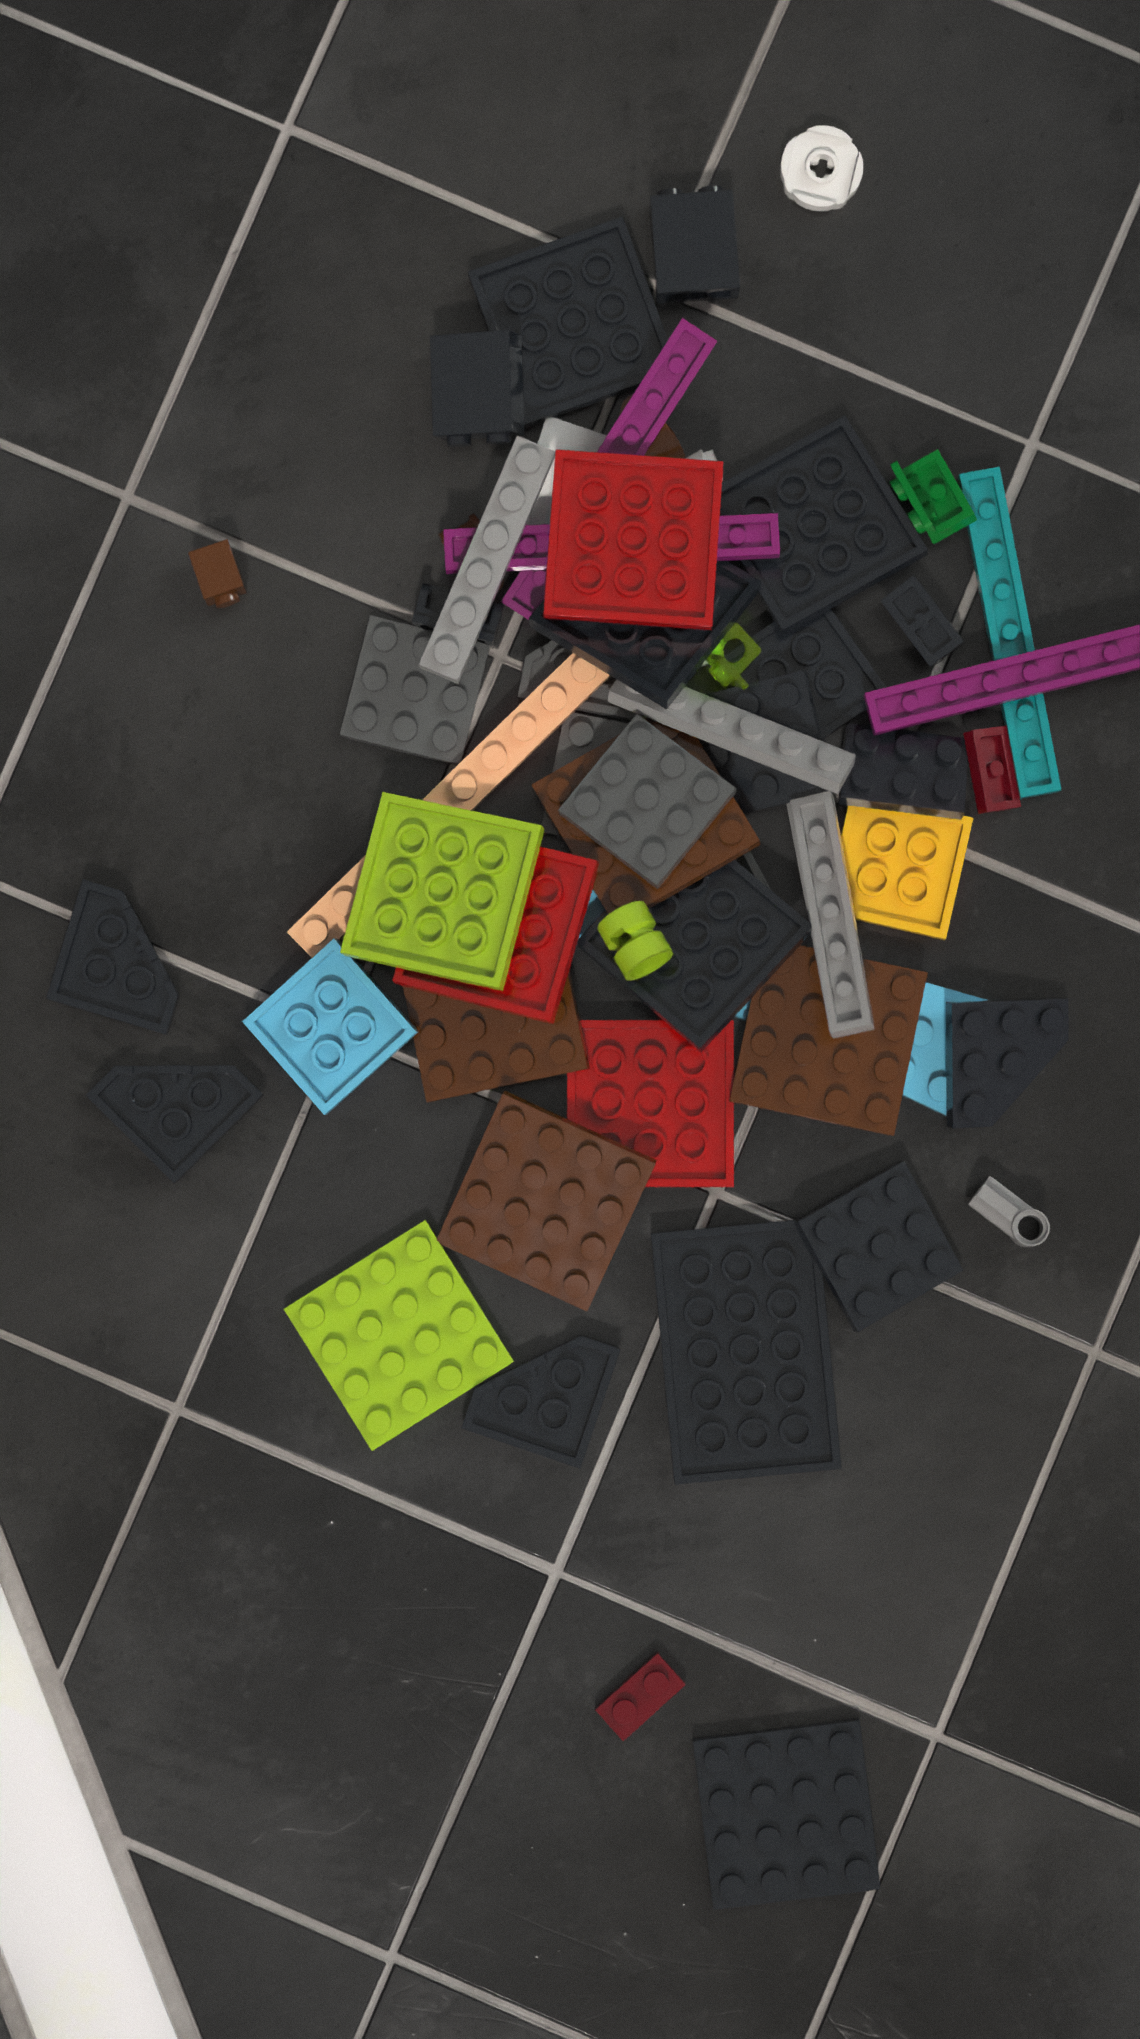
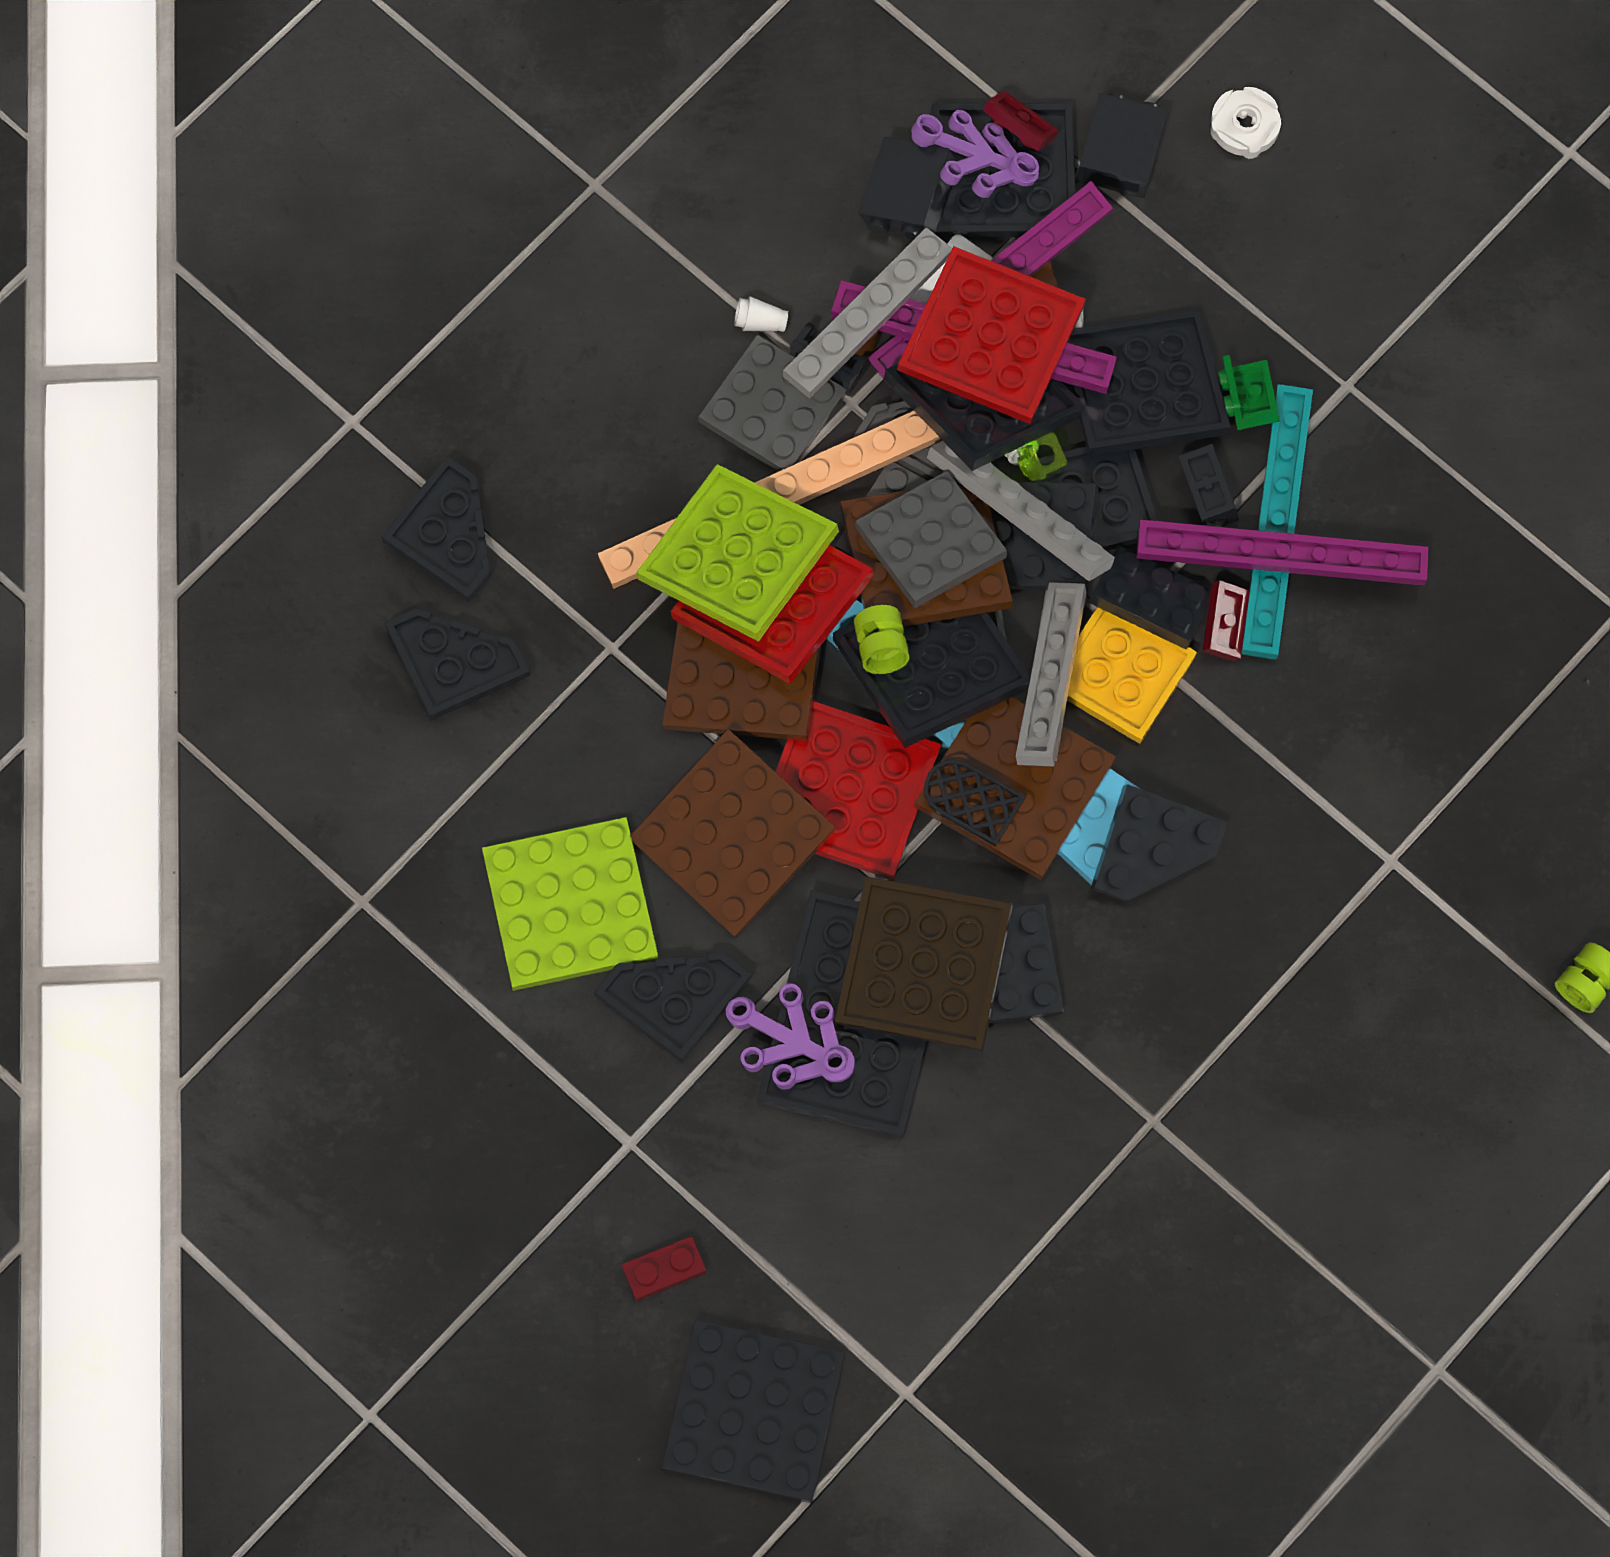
camera: 20 degrees right, 15 degrees down
(218, 574) = (646, 262): reddish brown brick -> none
(330, 1026) = (605, 637): medium azure plate -> none
(365, 592) = (759, 316): none -> white cone
(542, 319) = (1014, 166): none -> medium lavender plant
(575, 262) = (1021, 121): none -> dark red plate
(694, 1409) = (795, 1041): none -> medium lavender plant
(779, 1078) = (962, 794): none -> black window
(803, 1283) = (924, 963): none -> dark brown plate
(1006, 1211) = (1117, 976): light grey piece -> none

